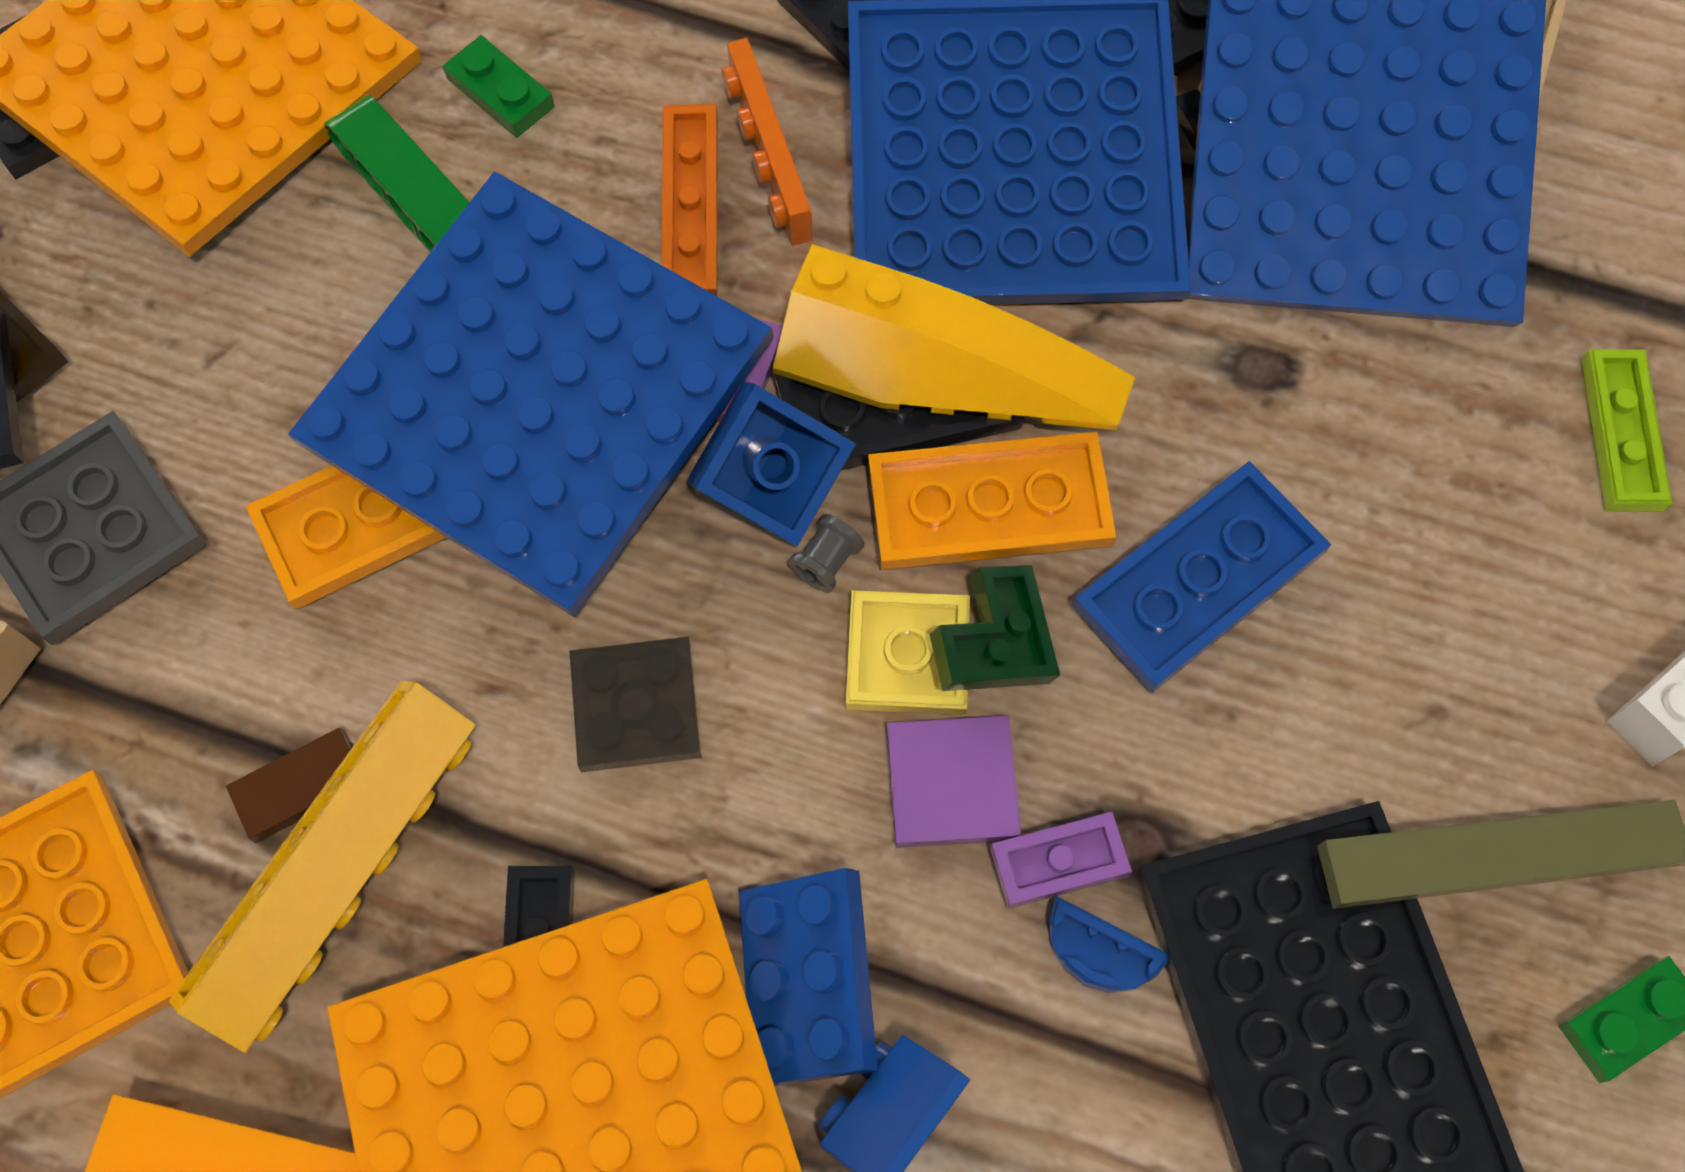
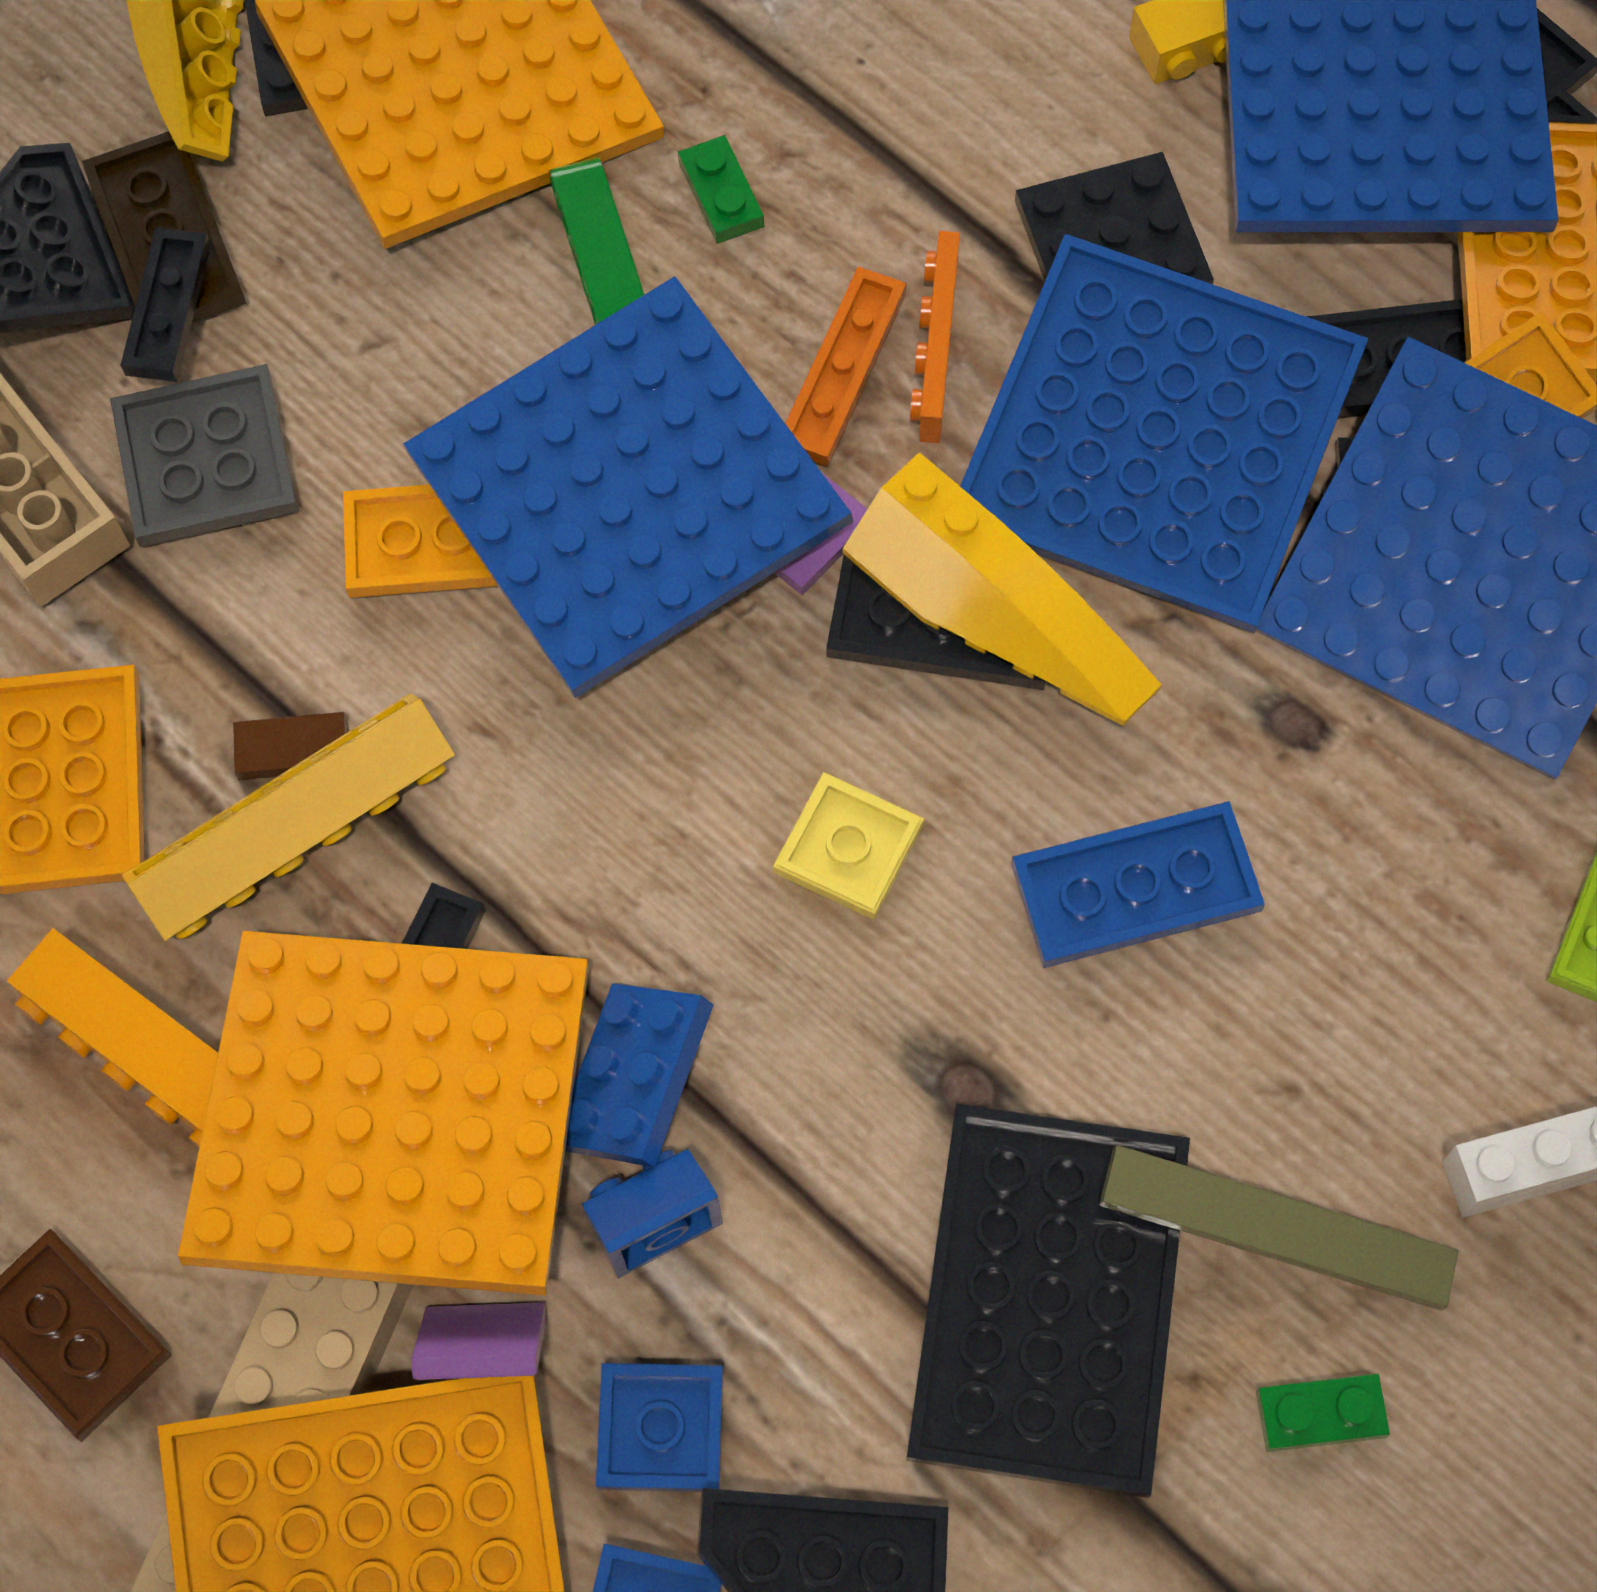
camera: 25 degrees right, 0 degrees up
(634, 704) = (596, 793): clear smoke plate -> none
(770, 462) = (800, 632): blue slope -> none
(826, 553) = (816, 731): dark grey bush -> none
(953, 781) = (834, 970): medium lavender tile -> none
(990, 500) = (982, 743): light orange plate -> none
(1009, 643) = (932, 875): dark green plate -> none
(1060, 860) = (891, 1071): medium lavender plate -> none
(1100, 952) = (891, 1163): blue tile -> none

